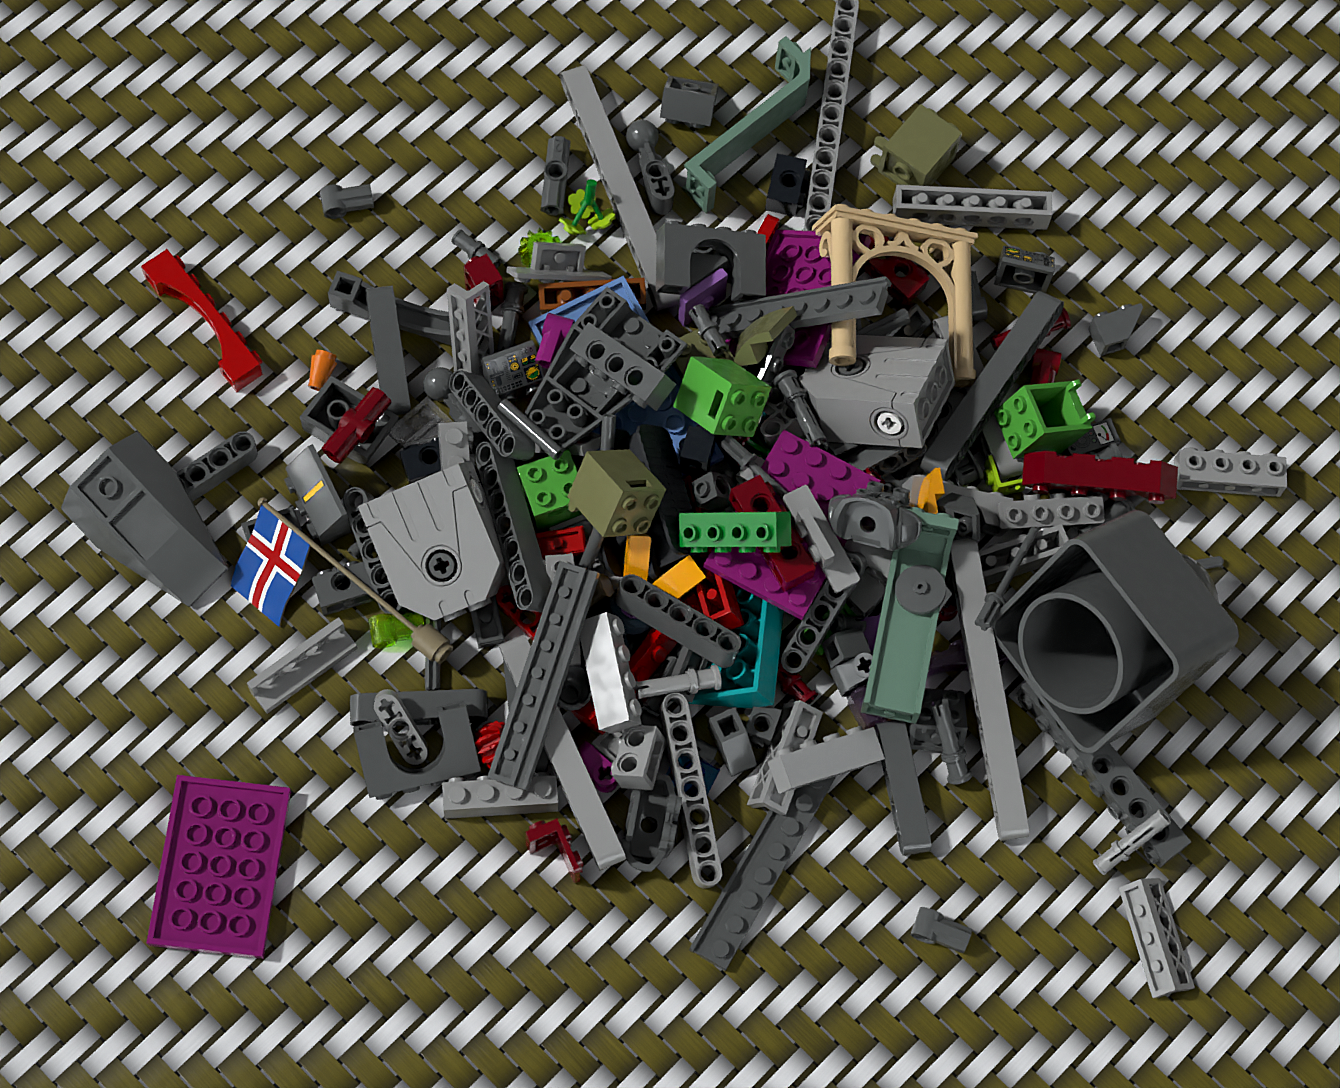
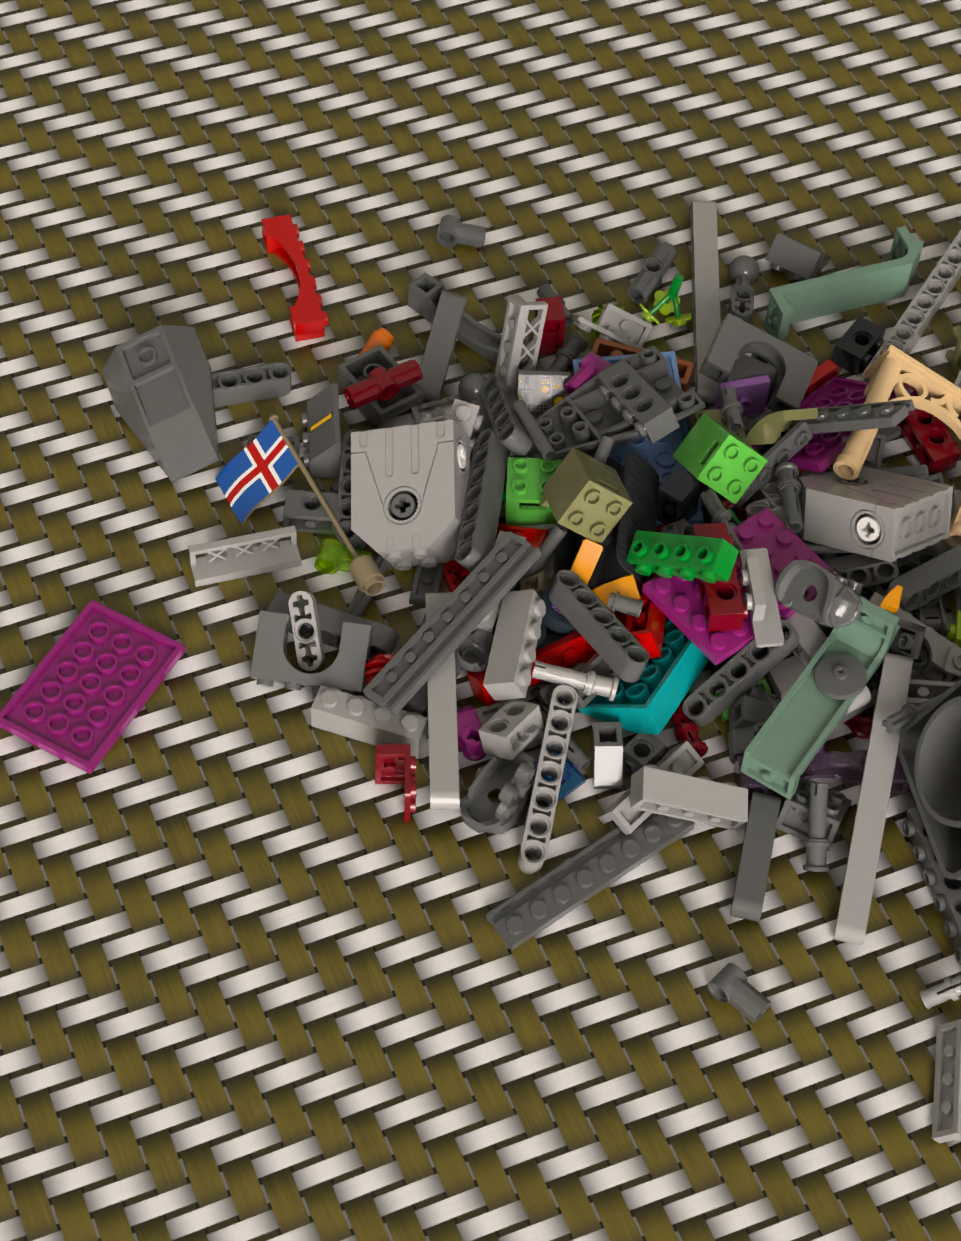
camera: 25 degrees right, 15 degrees down
(695, 590) = (624, 604): none -> dark grey pin

